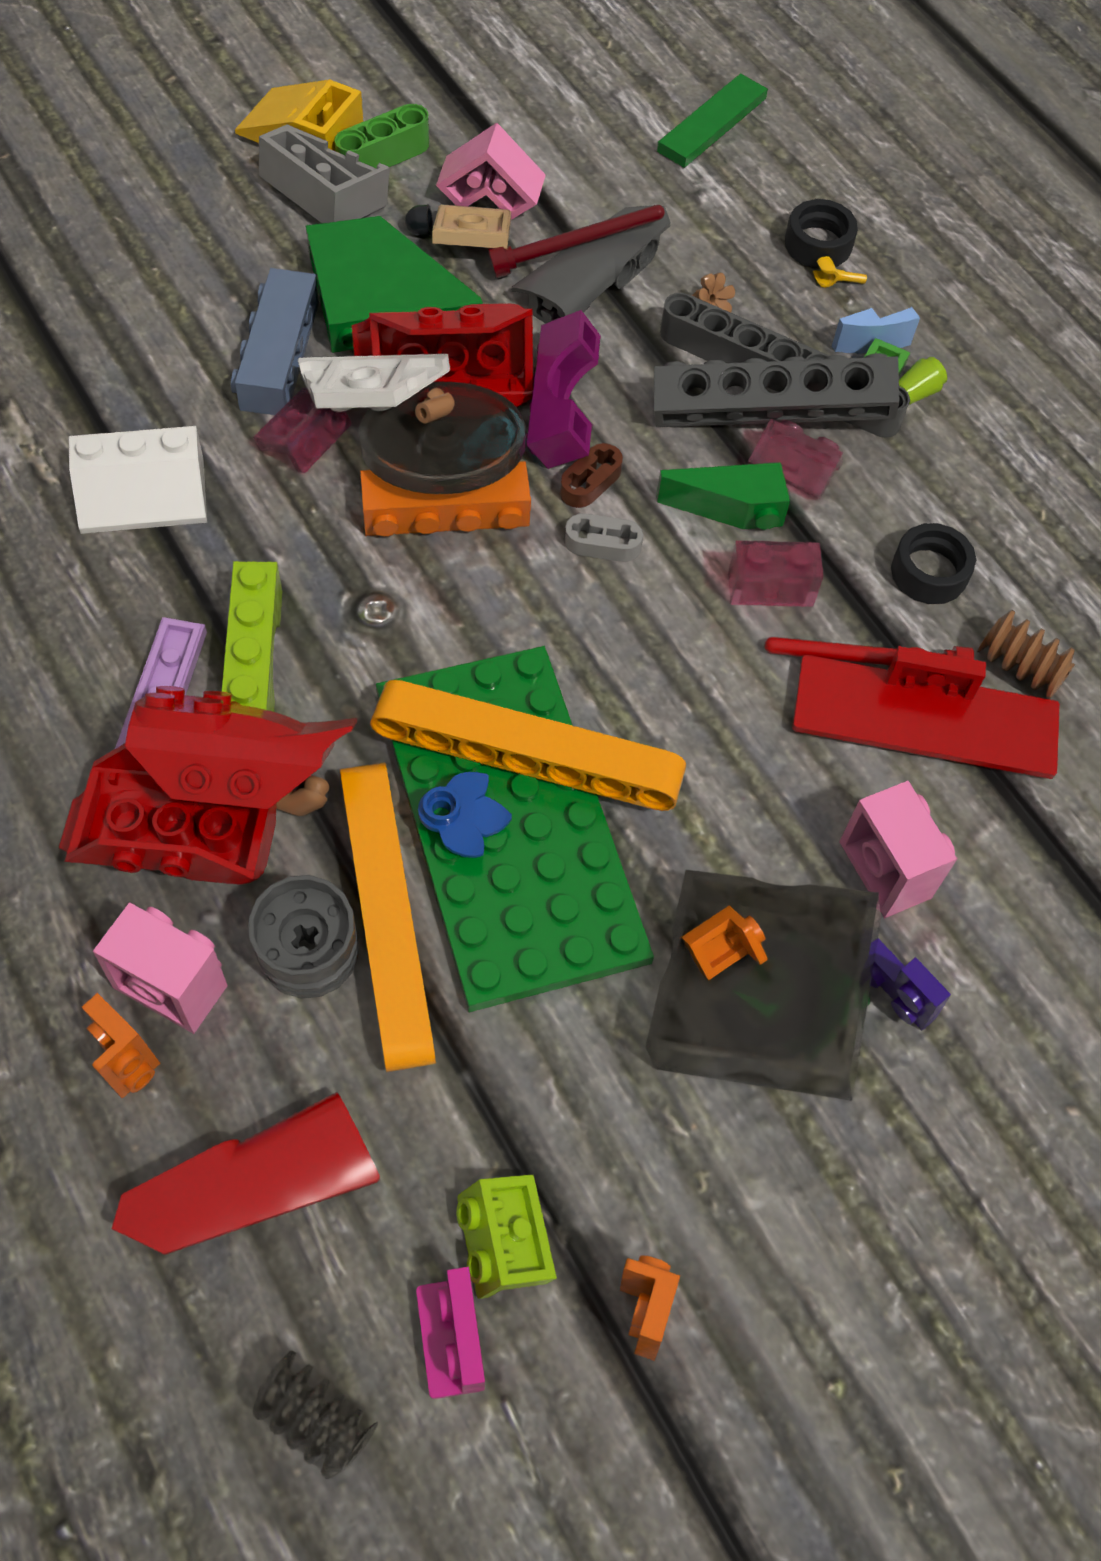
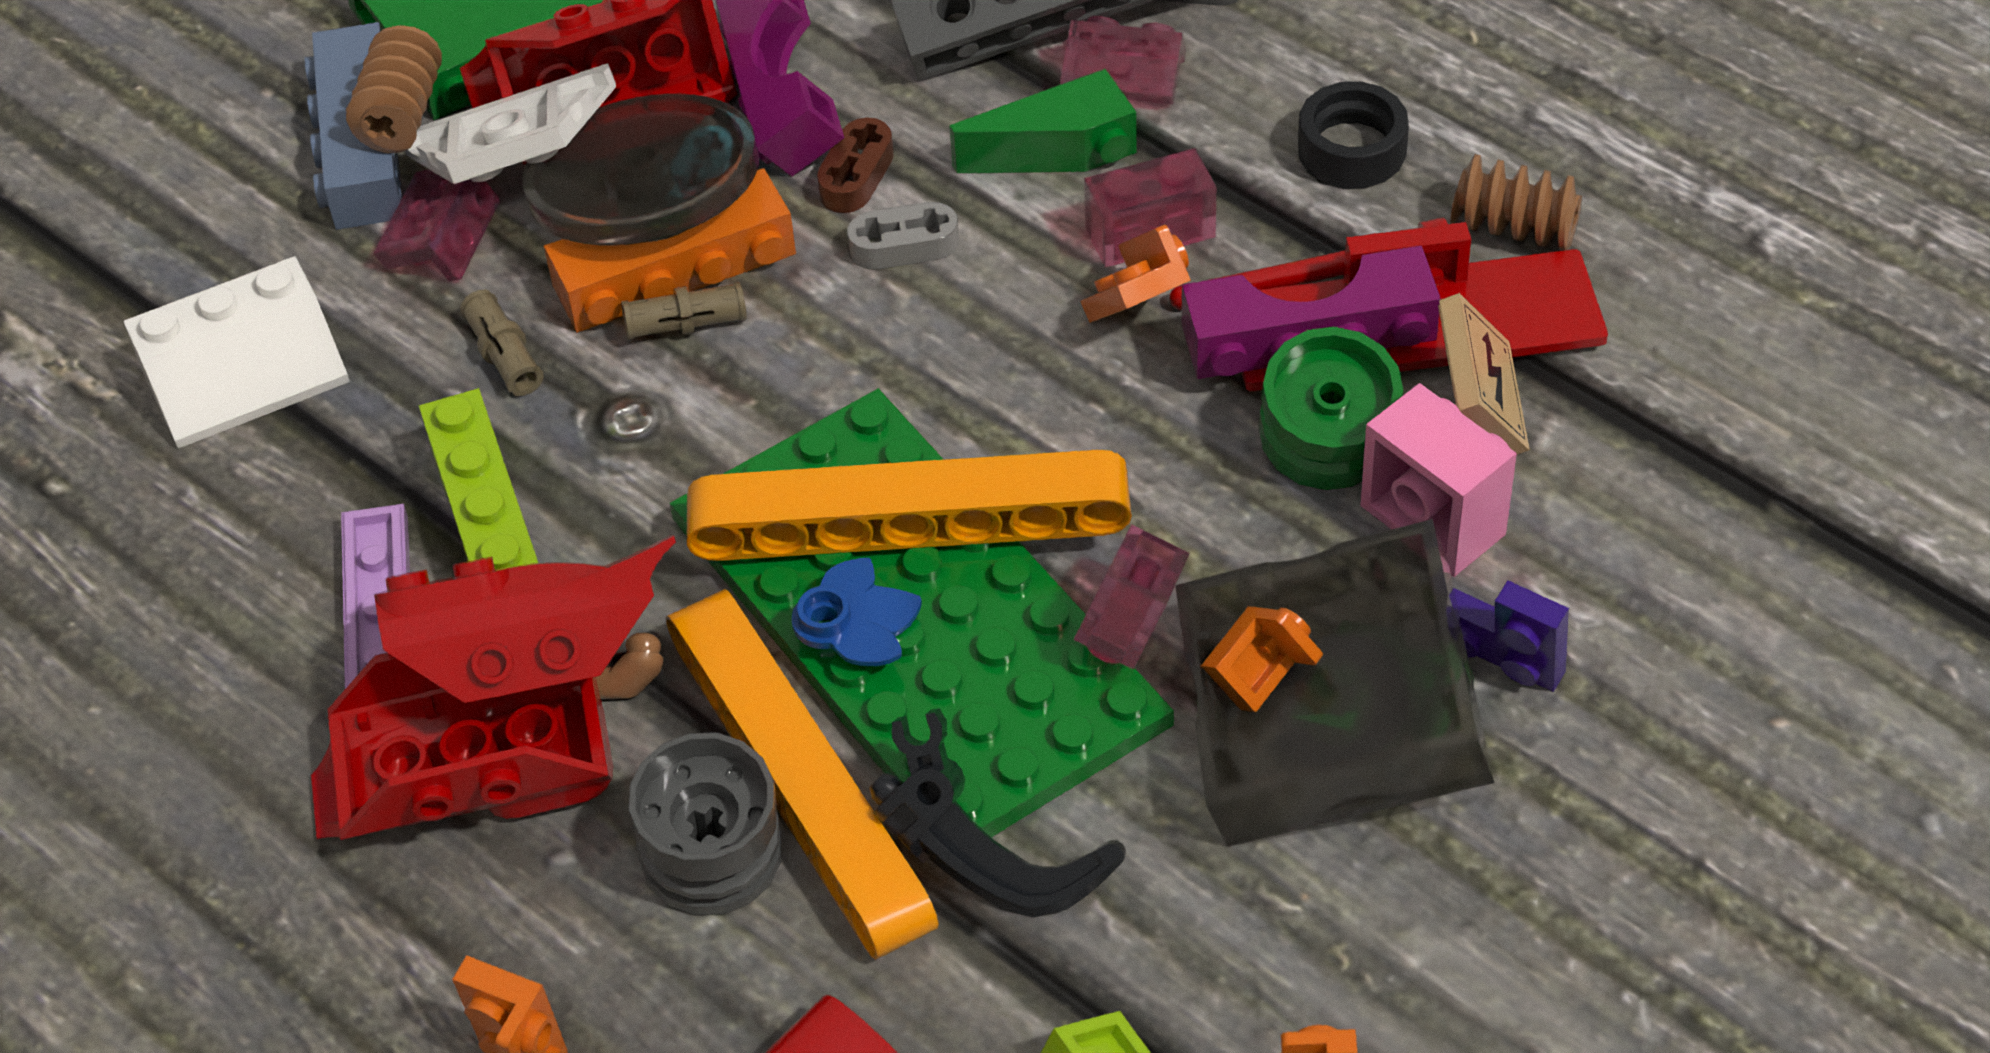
camera: 10 degrees left, 10 degrees down
(162, 966) = (532, 914): bright pink brick -> none
(302, 326) = (393, 88): none -> medium nougat piece
(312, 528) = (501, 342): none -> dark tan pin
(435, 406) = (617, 132): medium nougat arm -> none
(437, 545) = (683, 310): none -> dark tan pin
(456, 991) = (937, 829): none -> black piece
(653, 868) = (1131, 598): none -> clear pink brick
(757, 628) = (1154, 265): none -> orange bracket
(803, 688) = (1240, 328): none -> magenta arch
(839, 764) = (1318, 403): none -> green wheel
(956, 781) = (1482, 372): none -> tan tile

